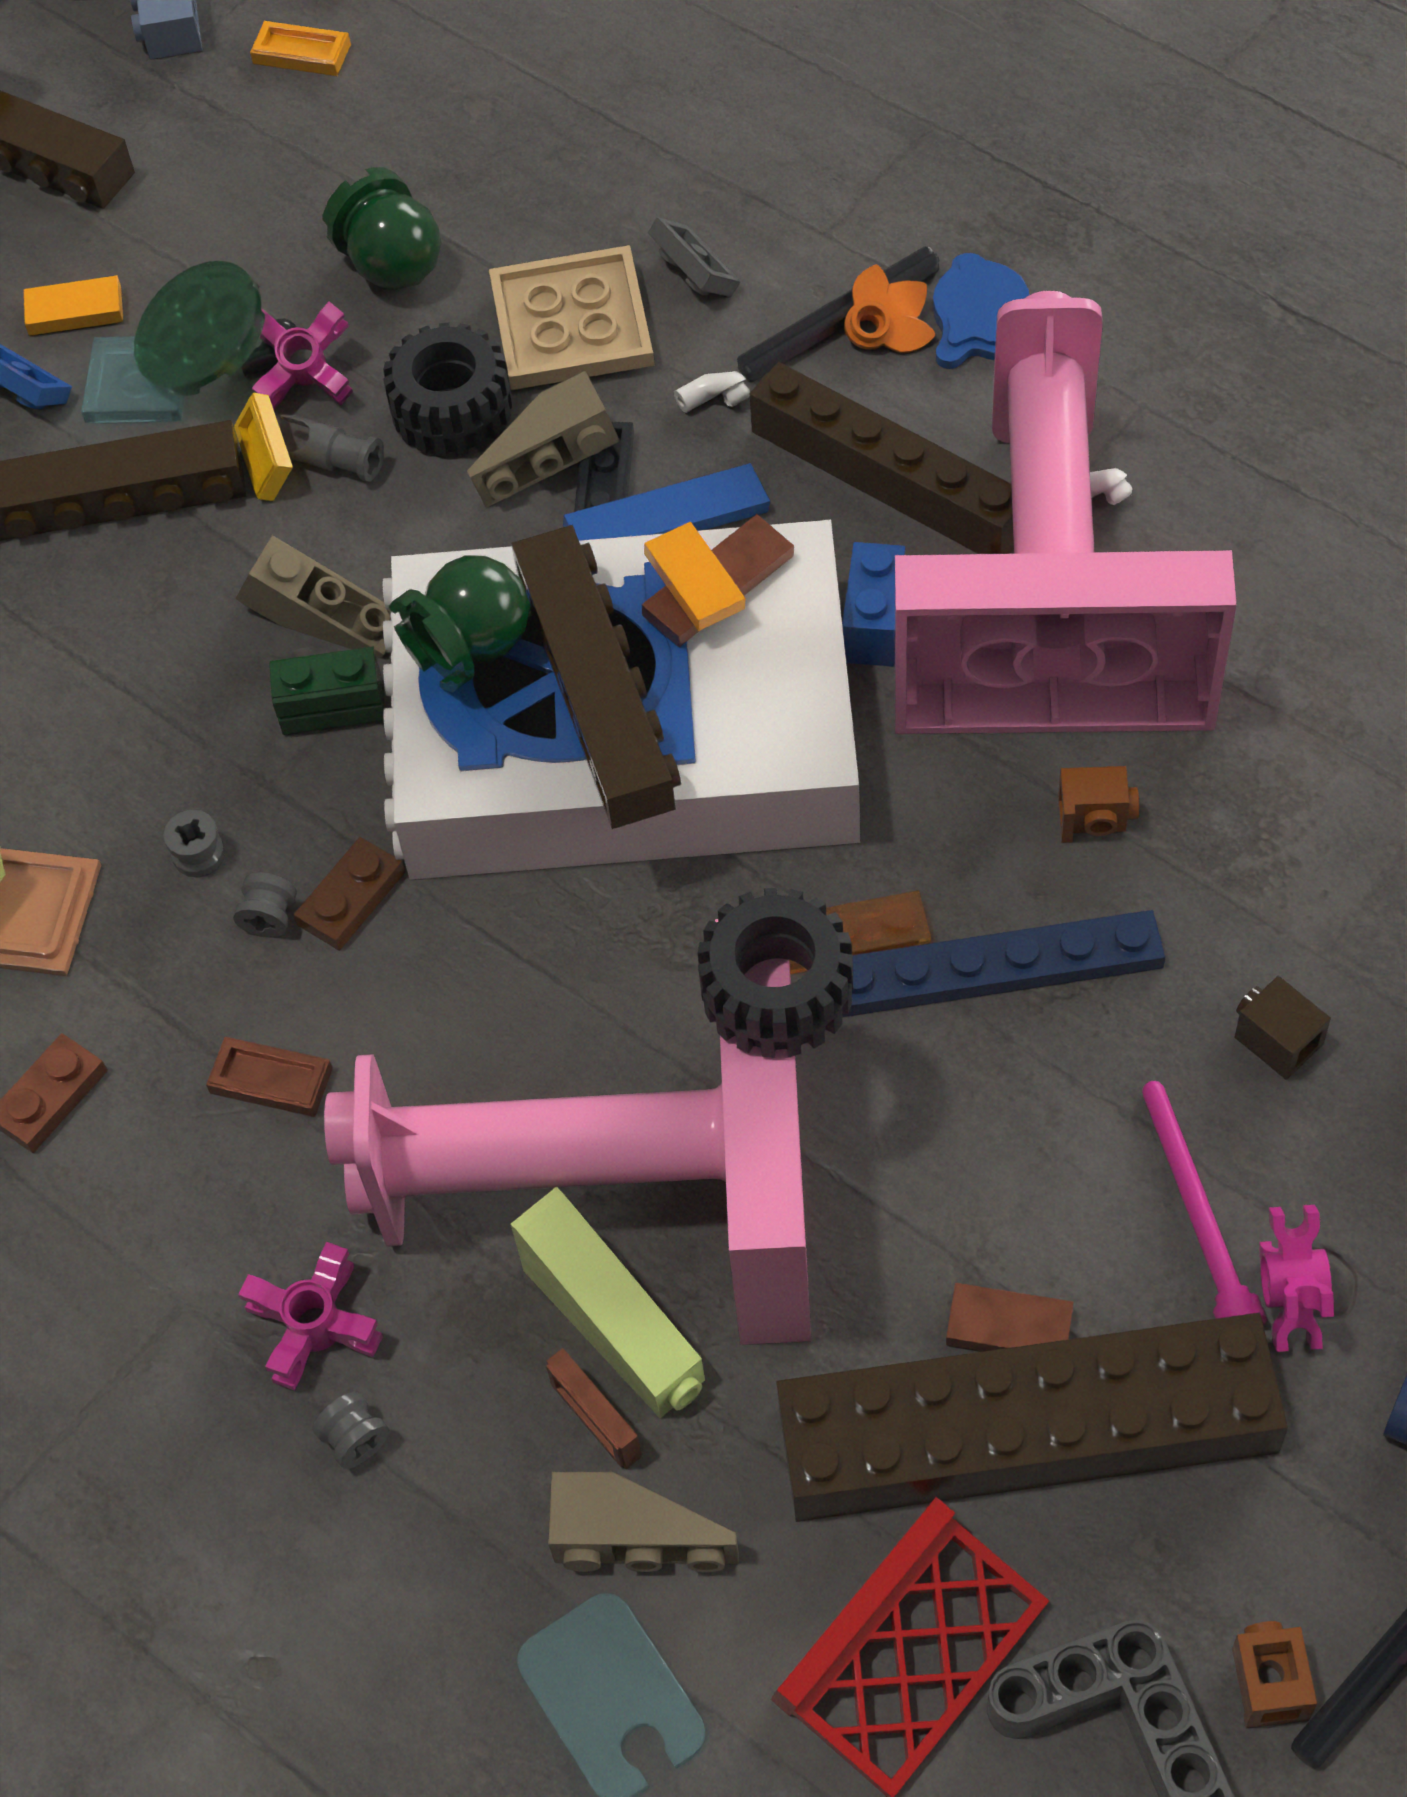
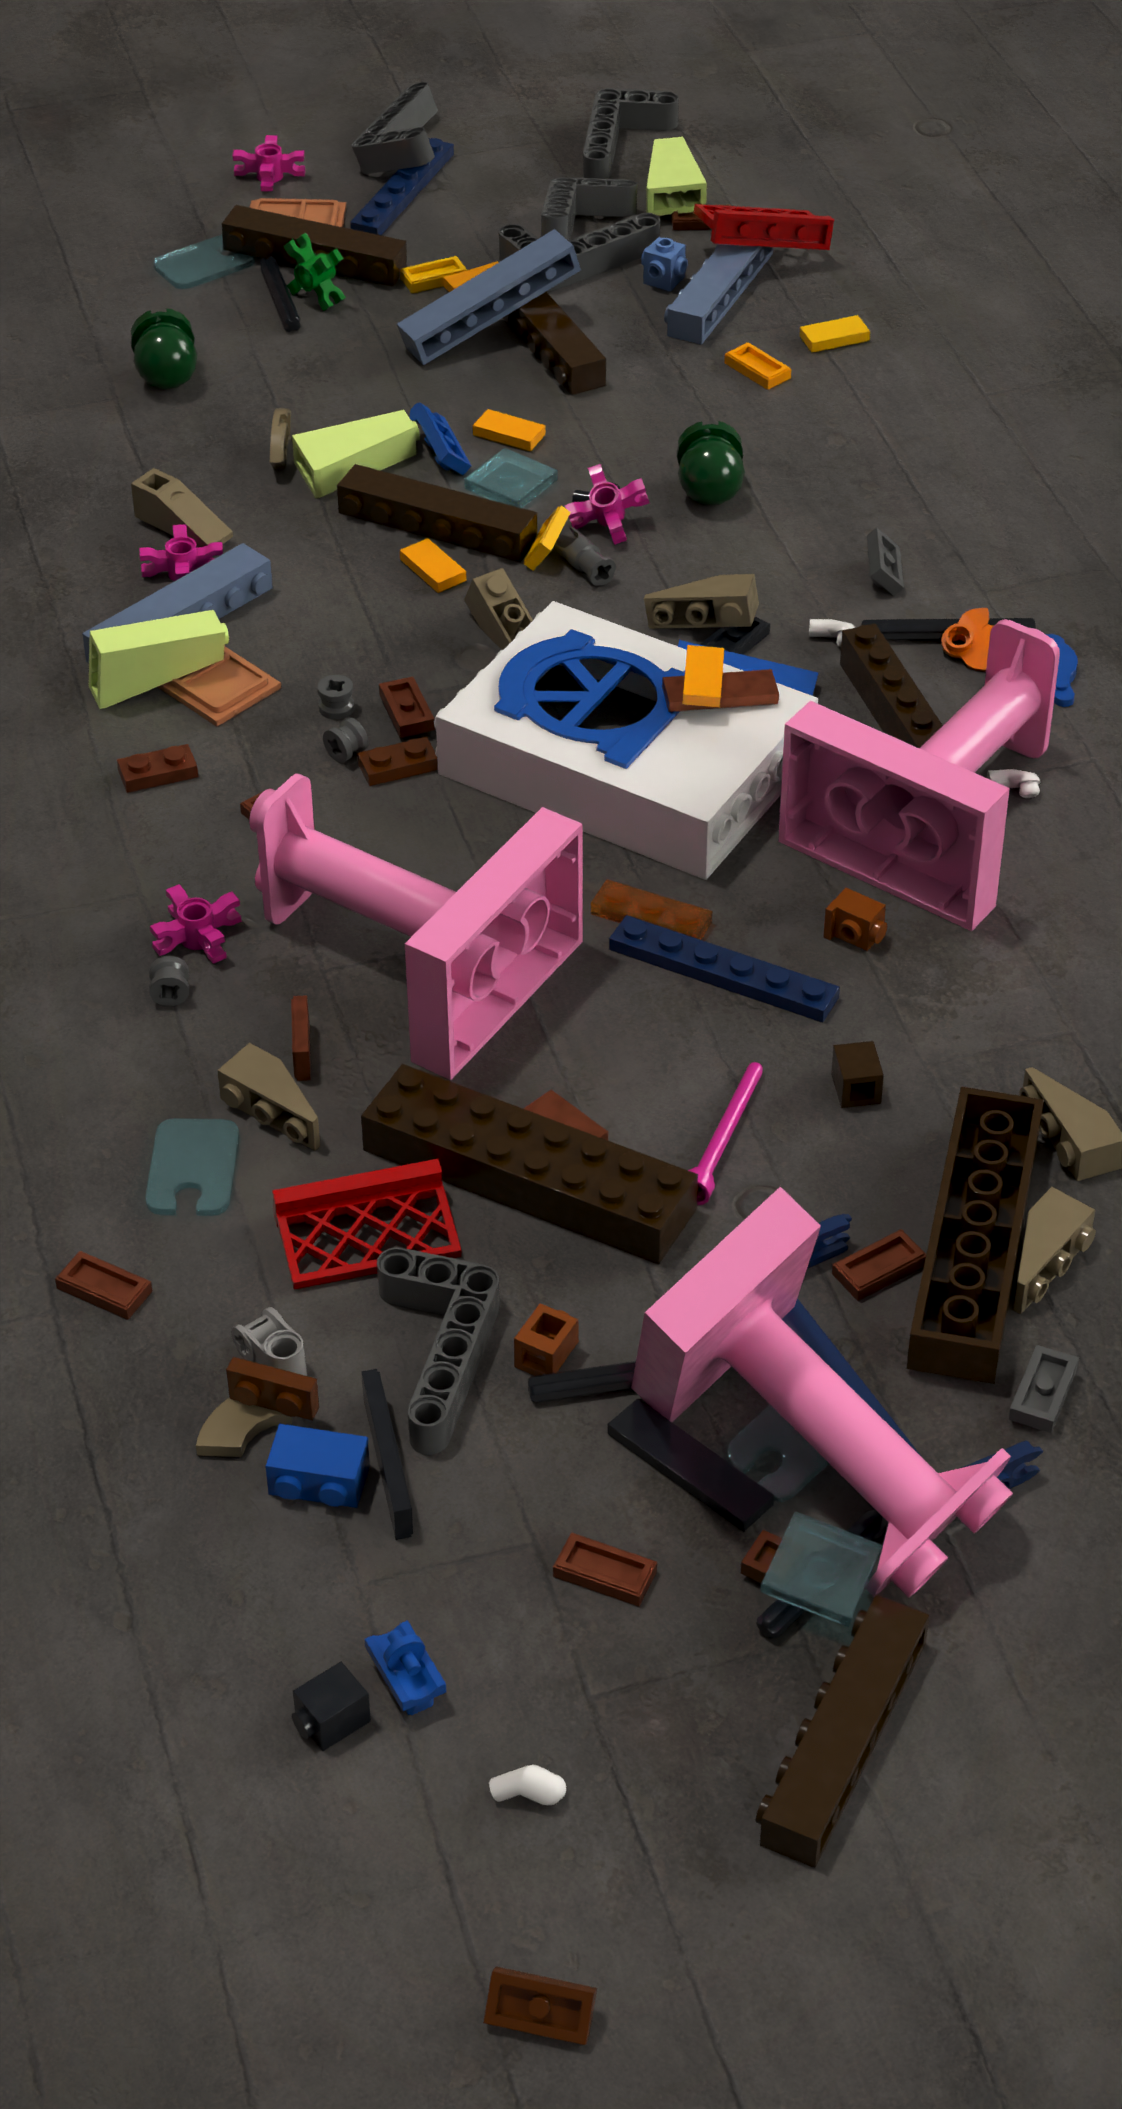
camera: 30 degrees right, 15 degrees down
(146, 565) = (433, 565): none -> light orange tile
(199, 328) = (559, 461): clear green tile -> none
(297, 805) = (406, 707): none -> copper plate
(327, 690) = (462, 655): dark green brick -> none
(443, 360) = (674, 552): black tyre -> none
(468, 615) = (558, 630): dark green tile -> none
(571, 317) = (786, 557): tan plate -> none
(594, 677) = (602, 695): dark brown brick -> none
(606, 1303) = (350, 989): yellowish green slope -> none
(768, 930) = (542, 831): black tyre -> none
(1296, 1278) = (737, 1175): dark pink pin -> none

